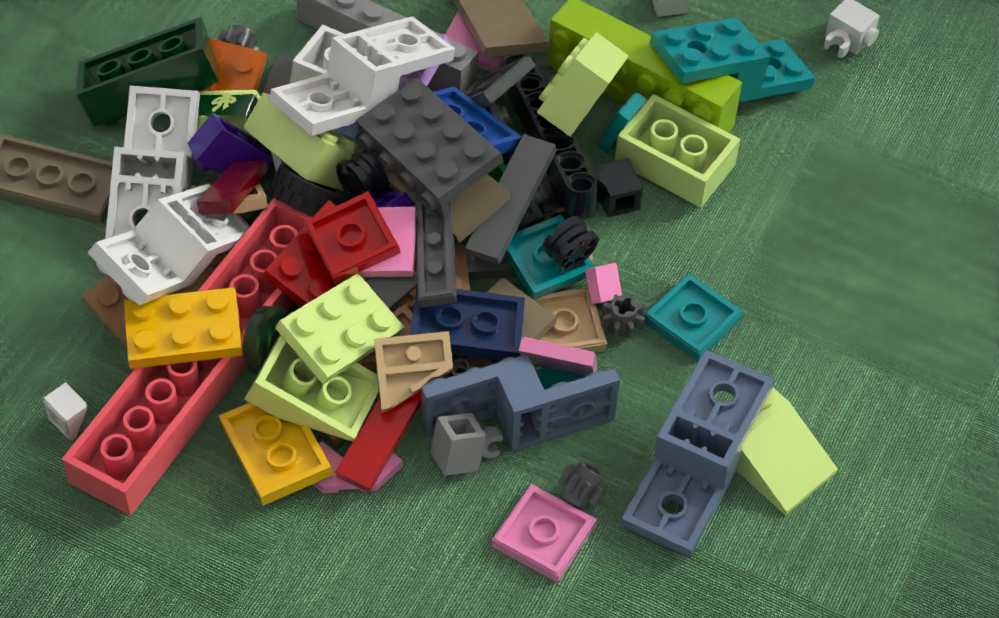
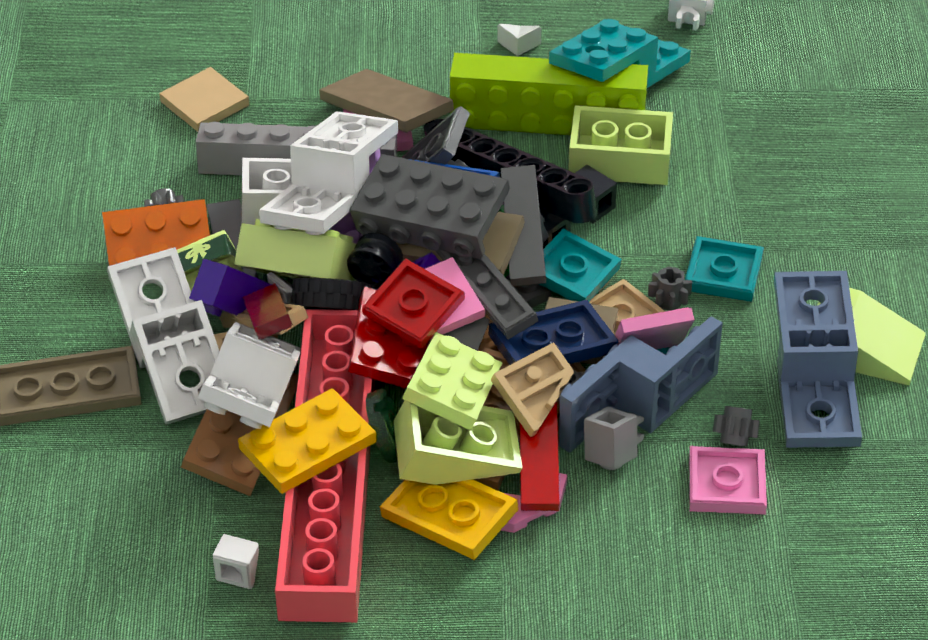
camera: 25 degrees left, 10 degrees down
(168, 59) = (76, 274): dark green slope -> none
(570, 243) = (595, 242): black wheel -> none
(580, 82) = (519, 112): yellowish green brick -> none
(603, 282) = (635, 269): bright pink tile -> none
(620, 121) = (561, 135): teal tile -> none

